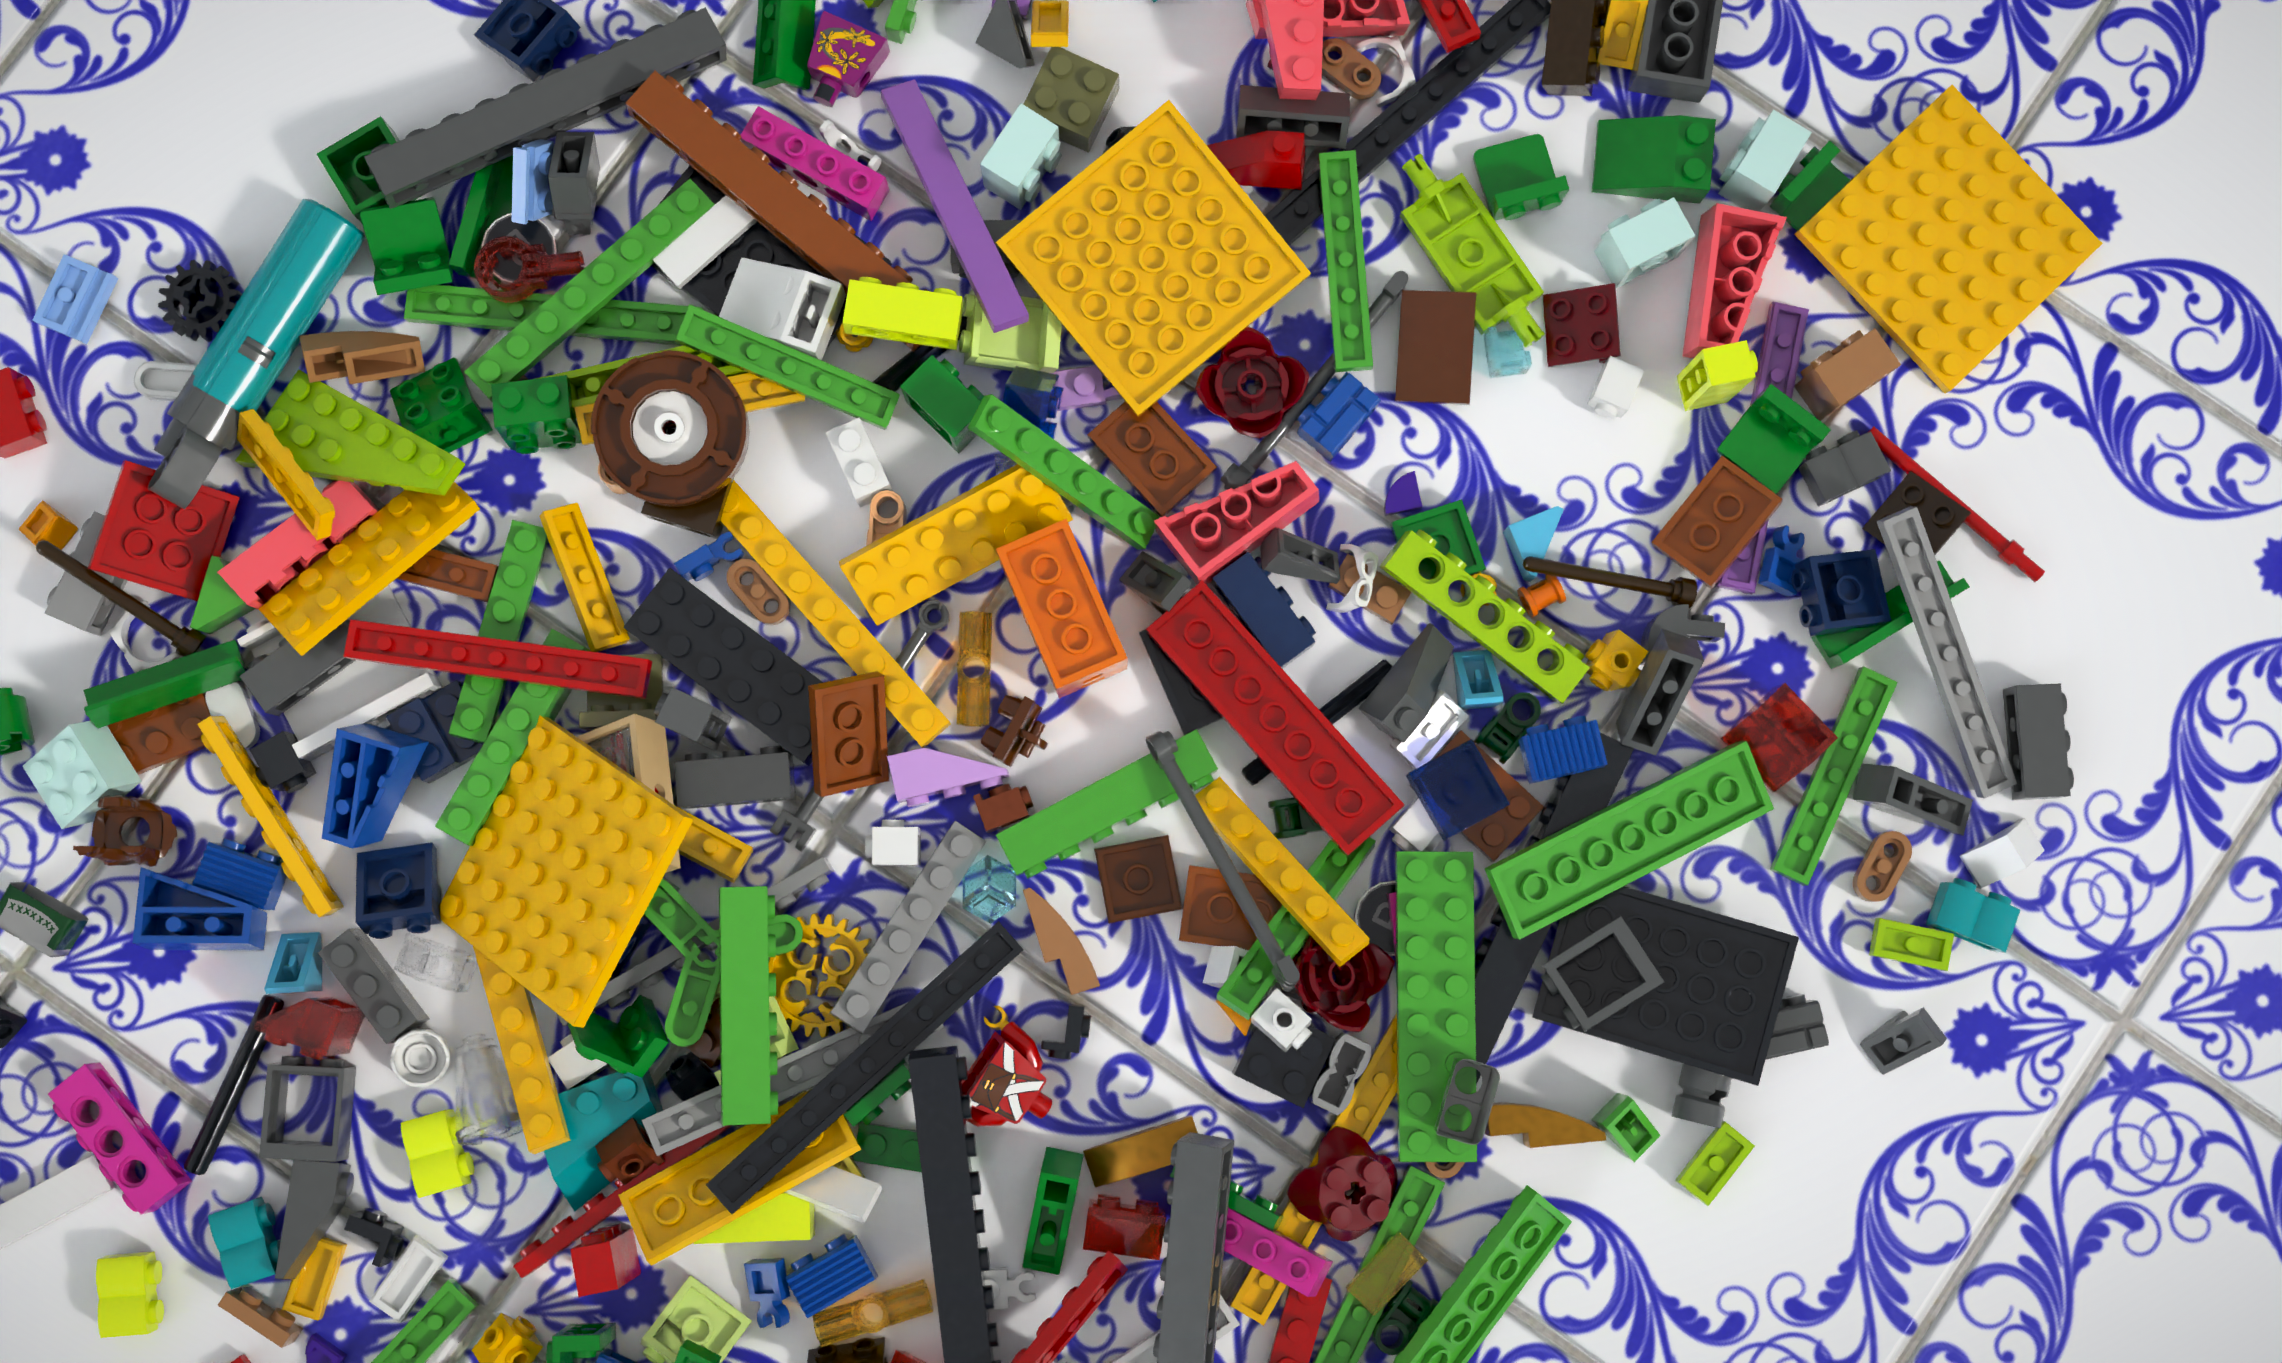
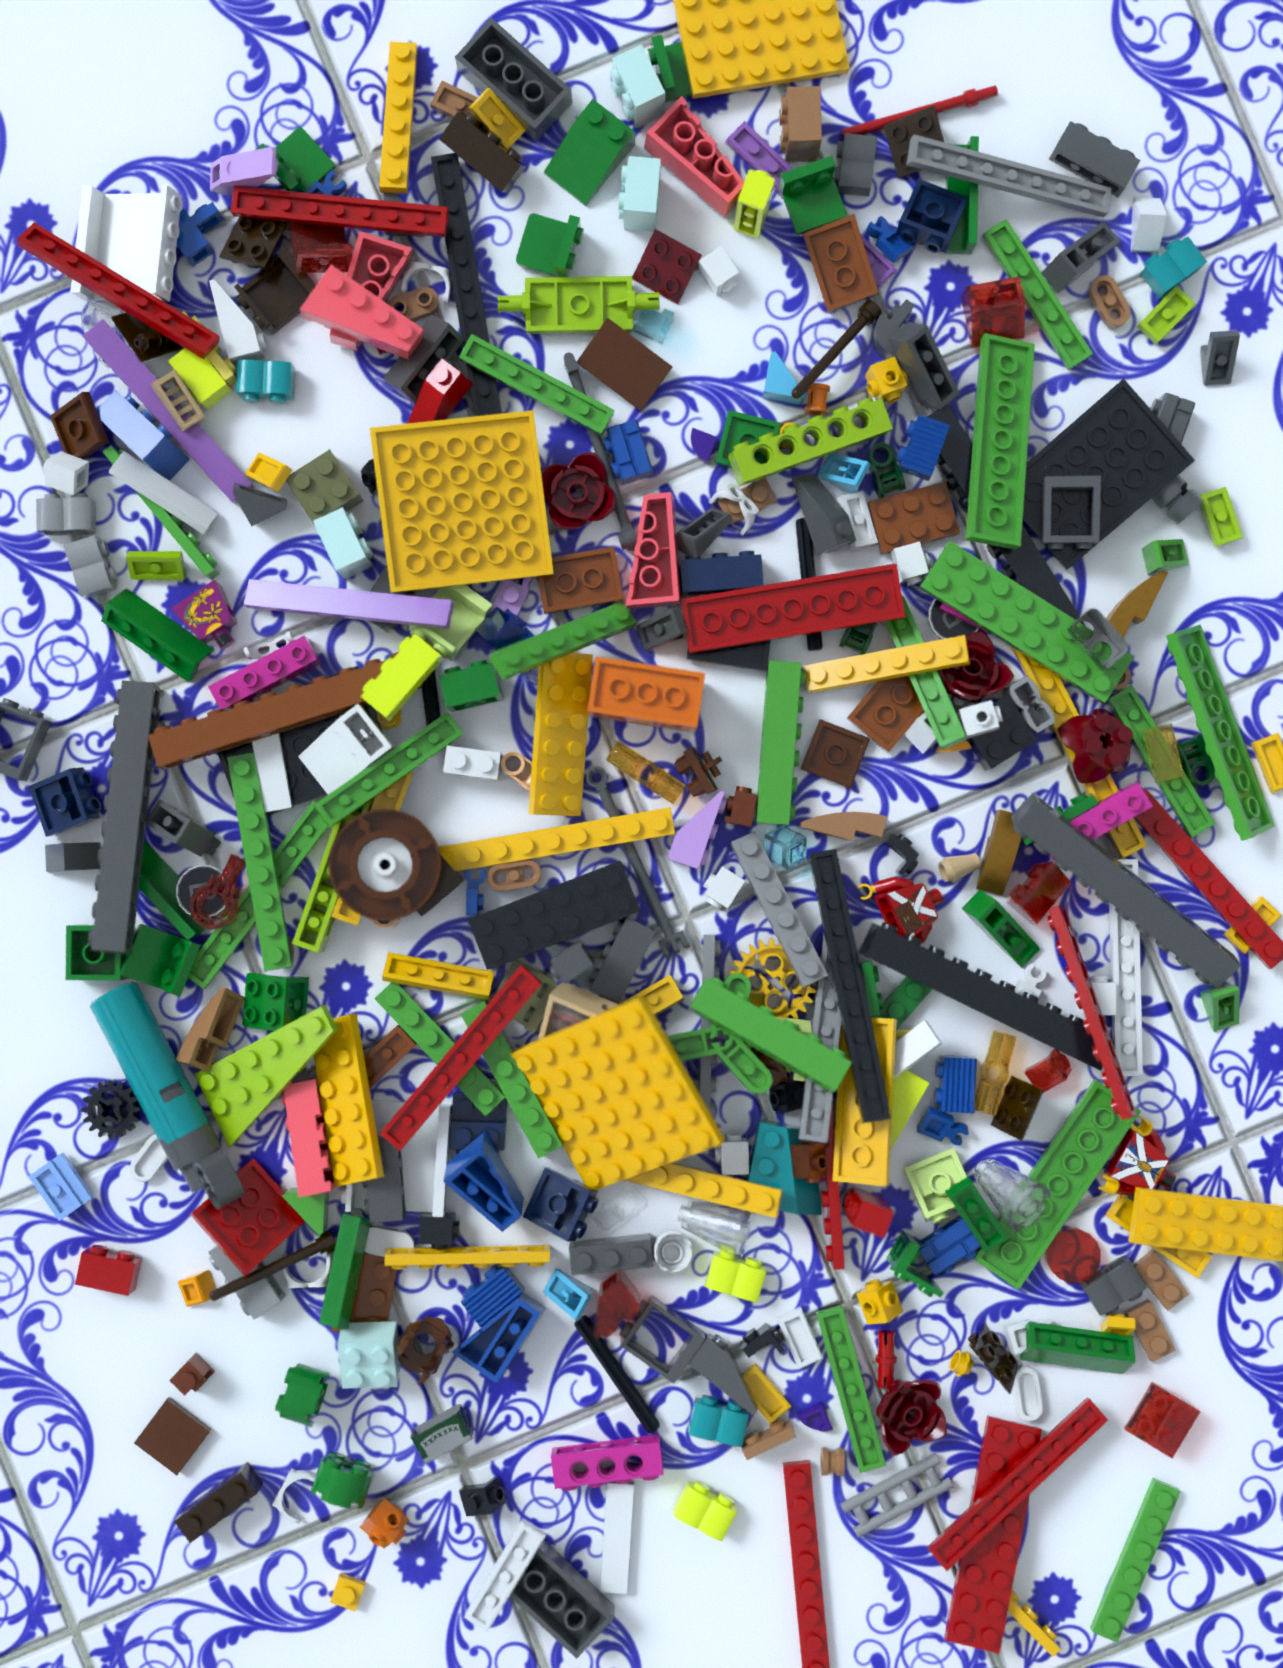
camera: 55 degrees left, 5 degrees up
(285, 474) = (261, 1119): yellow plate -> none
(467, 75) = (72, 856): none -> dark grey slope
(530, 181) = (168, 856): light blue plate -> none
(535, 414) = (319, 942): green bracket -> none
(624, 1045) = (745, 1119): green bracket -> none
(848, 733) = (640, 872): dark orange plate -> none
(1095, 1111) = (956, 867): none -> tan cone
(1162, 748) = (769, 689): dark grey hinge -> none
(1457, 790) = (905, 526): clear blue tile -> none

